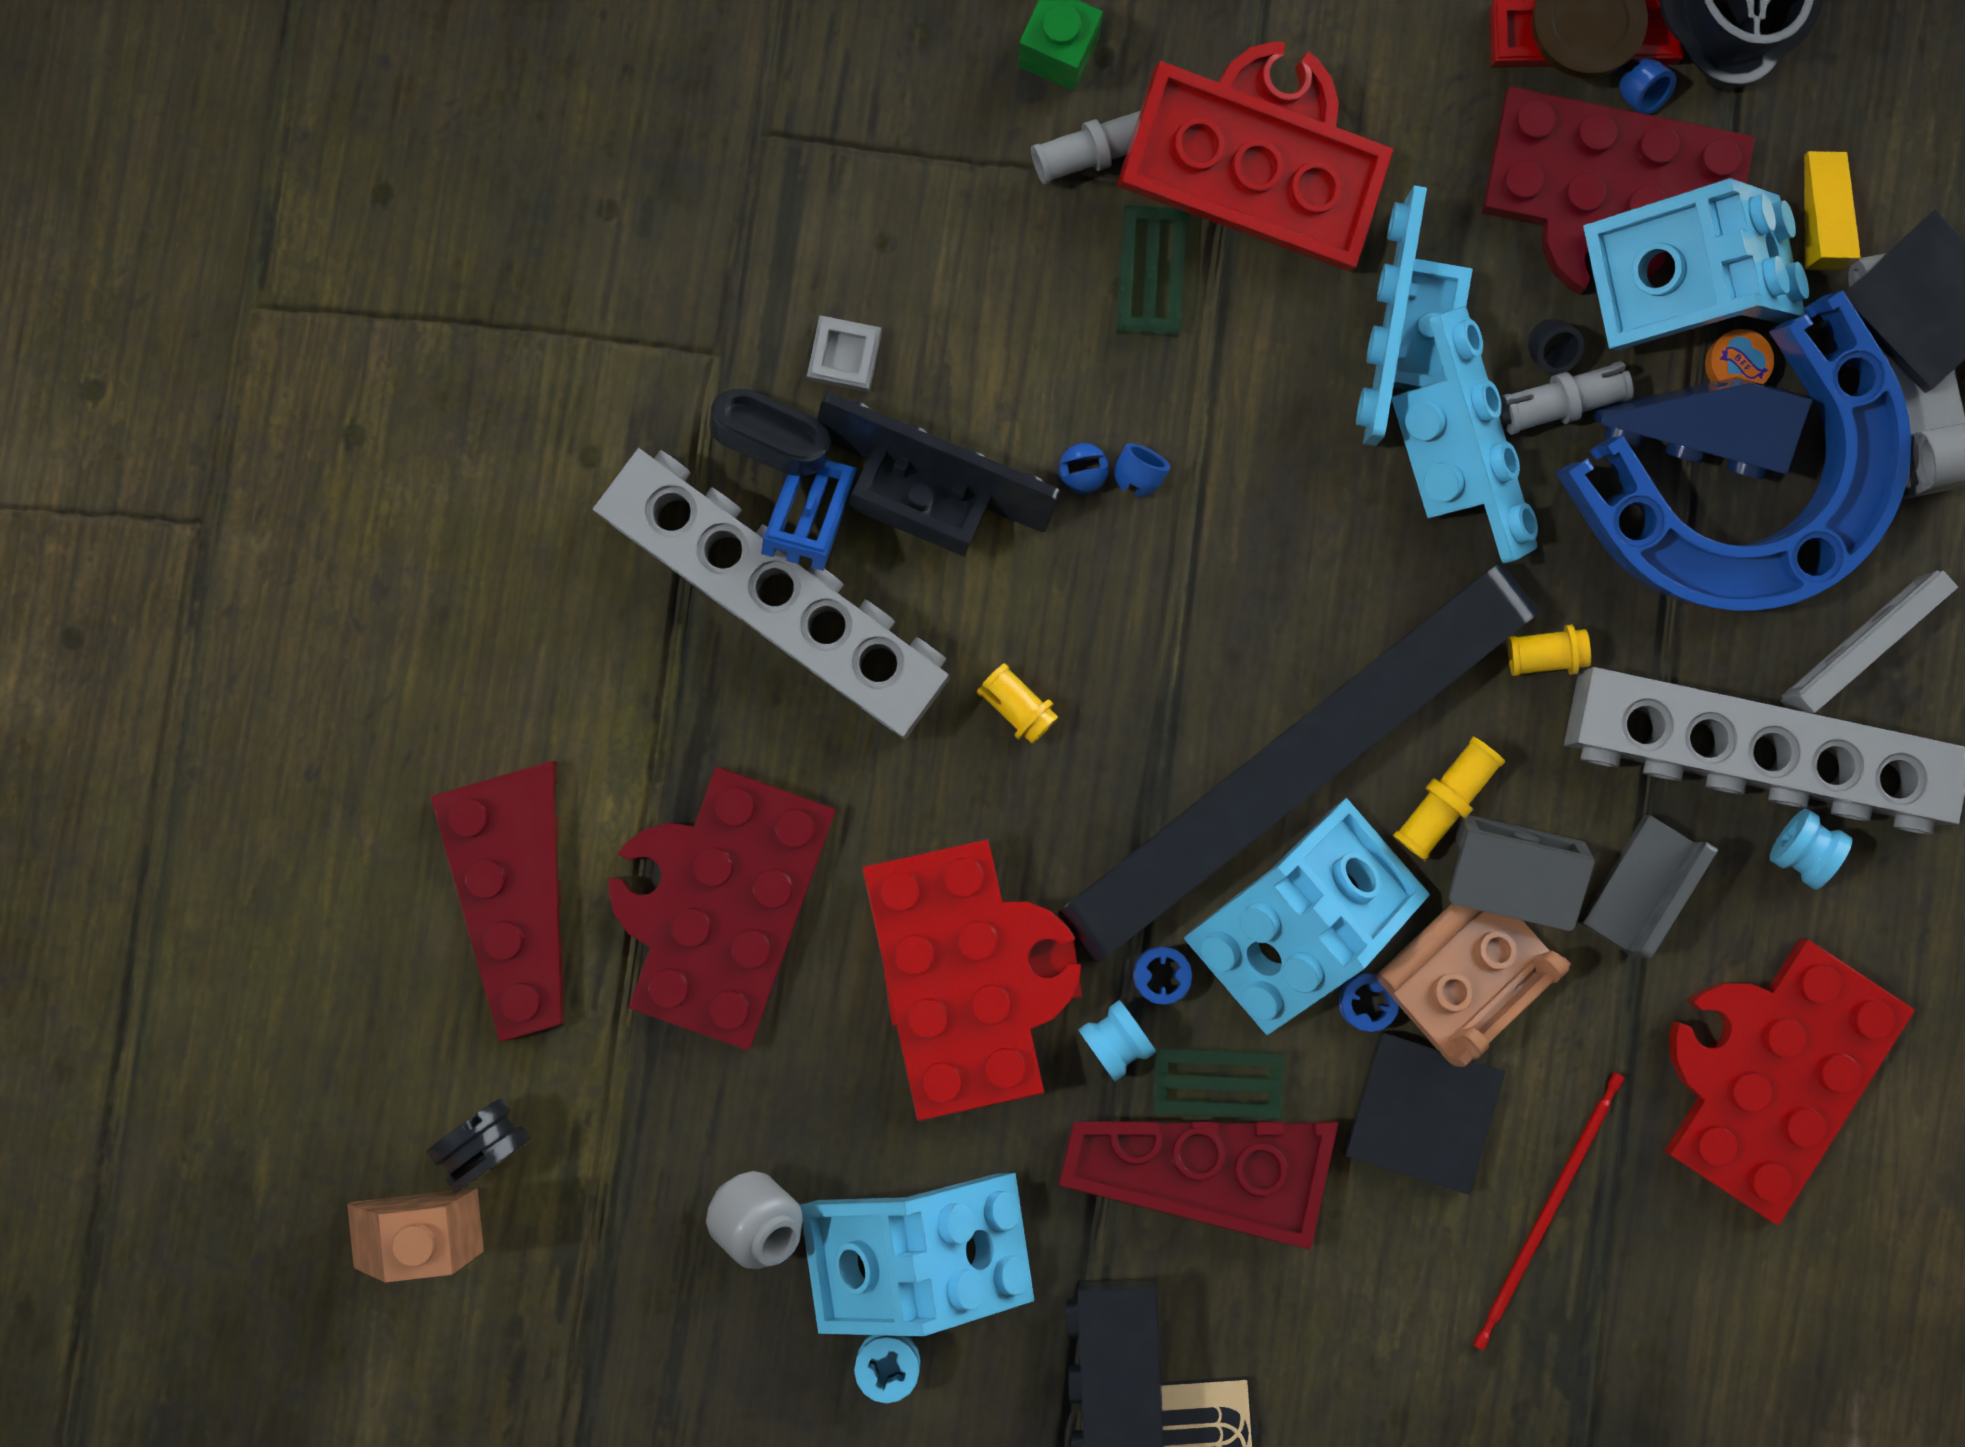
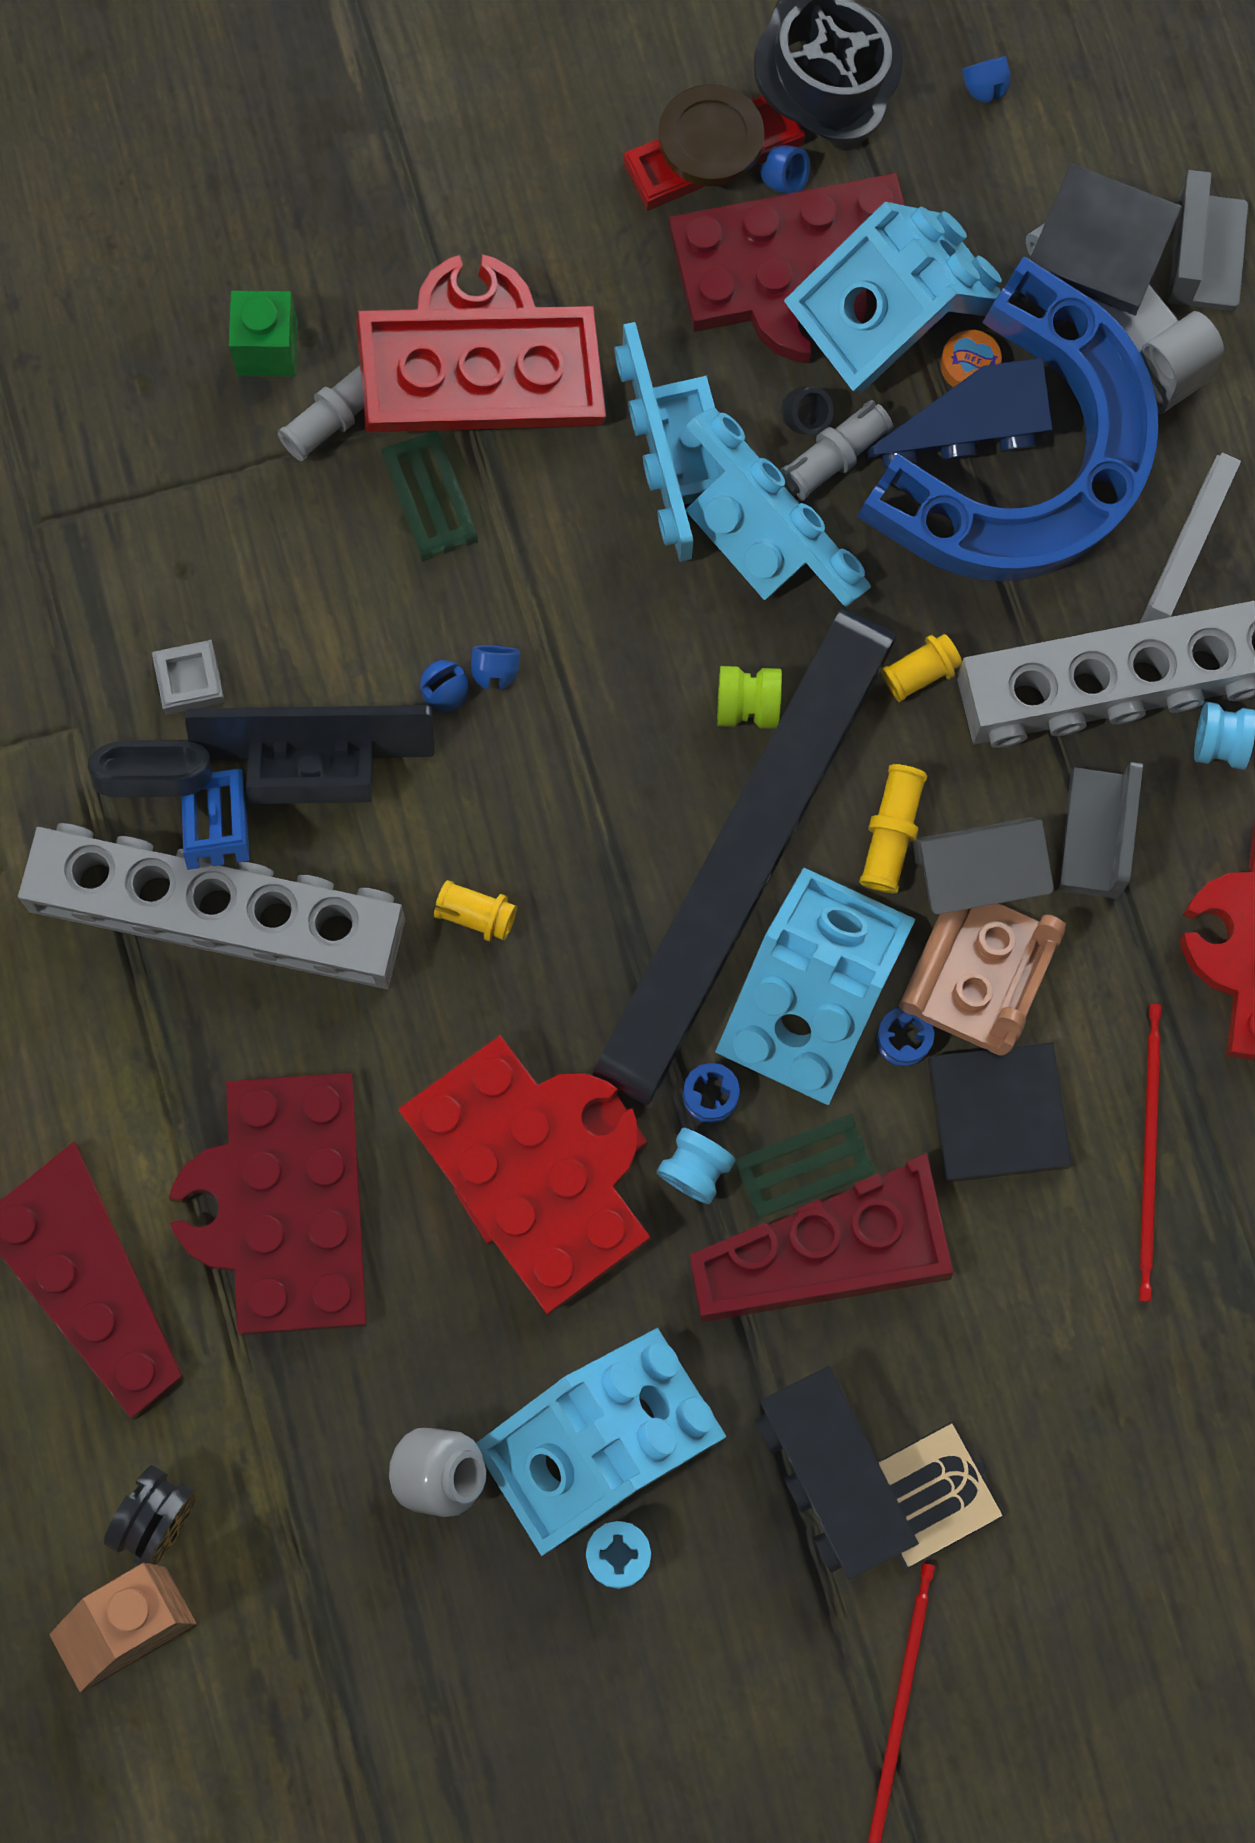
camera: 25 degrees left, 10 degrees down
(1364, 608) = (749, 696): none -> lime wheel
(1829, 212) = (988, 210): yellow piece -> none
(1892, 75) = (987, 79): none -> blue hinge

